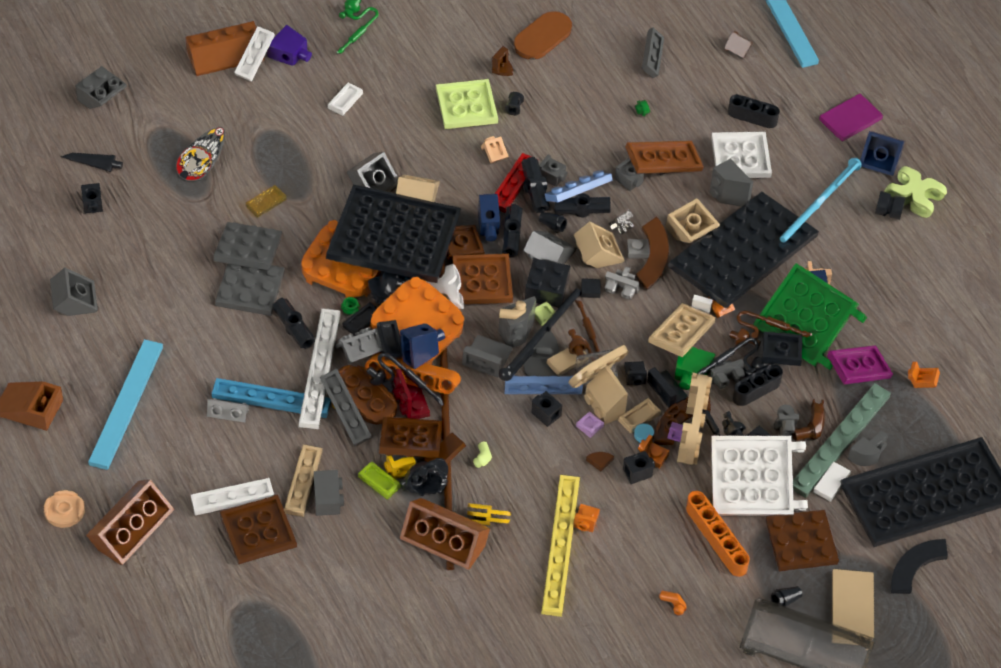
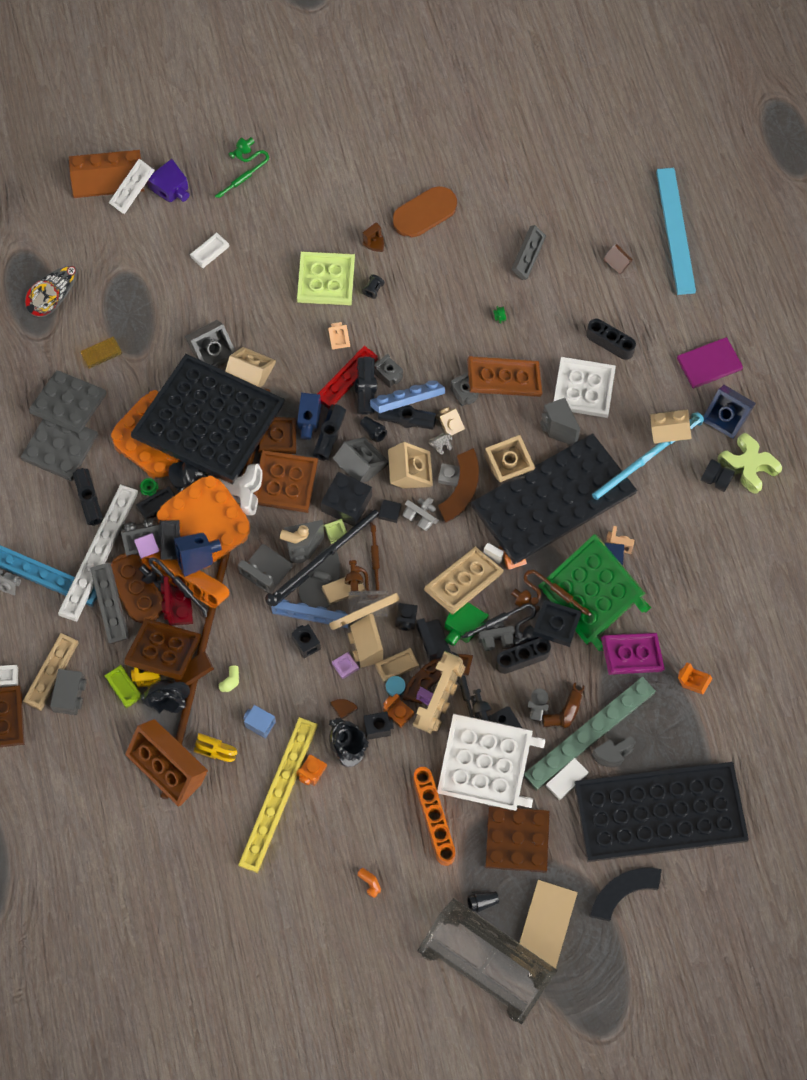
camera: 15 degrees right, 15 degrees up
(369, 348) = (146, 545): none -> lavender tile
(523, 484) = (259, 721): none -> medium blue brick
(615, 484) = (347, 742): none -> black hair
(624, 201) = (450, 420): none -> tan bracket
(834, 169) = (670, 426): none -> tan slope

